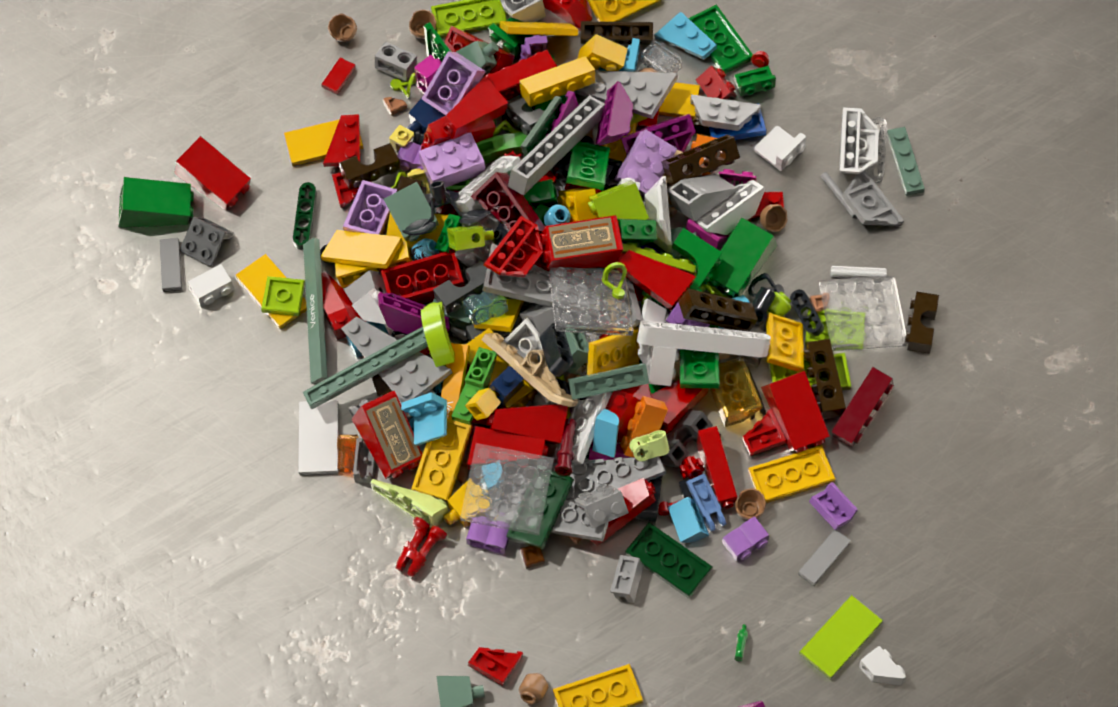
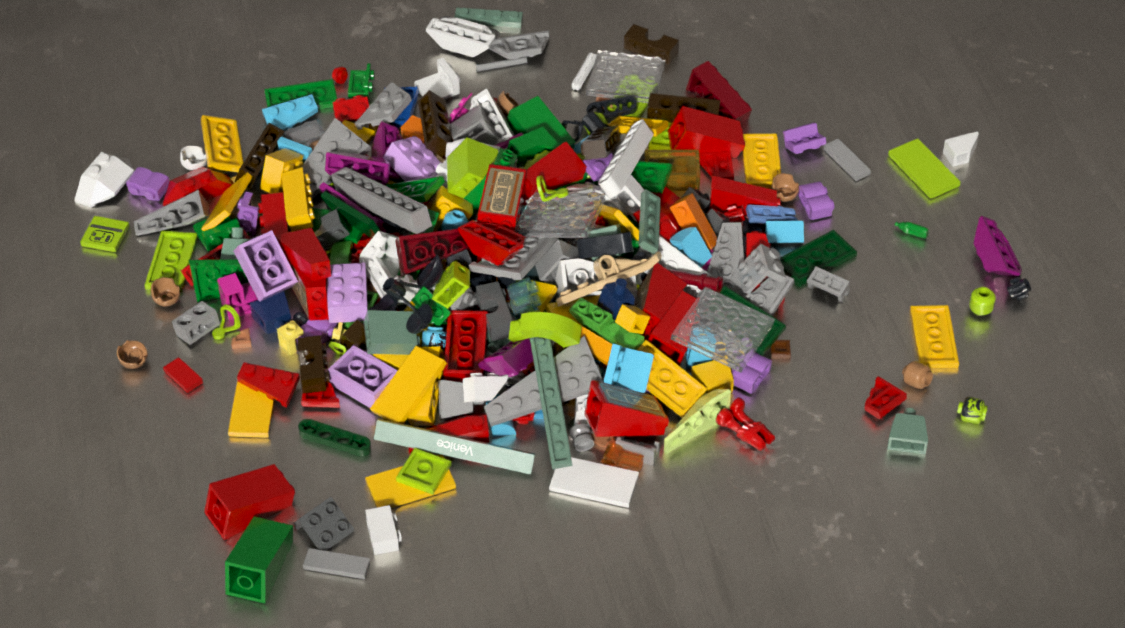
camera: 75 degrees left, 15 degrees down
(650, 445) = (714, 222): yellowish green piece -> none

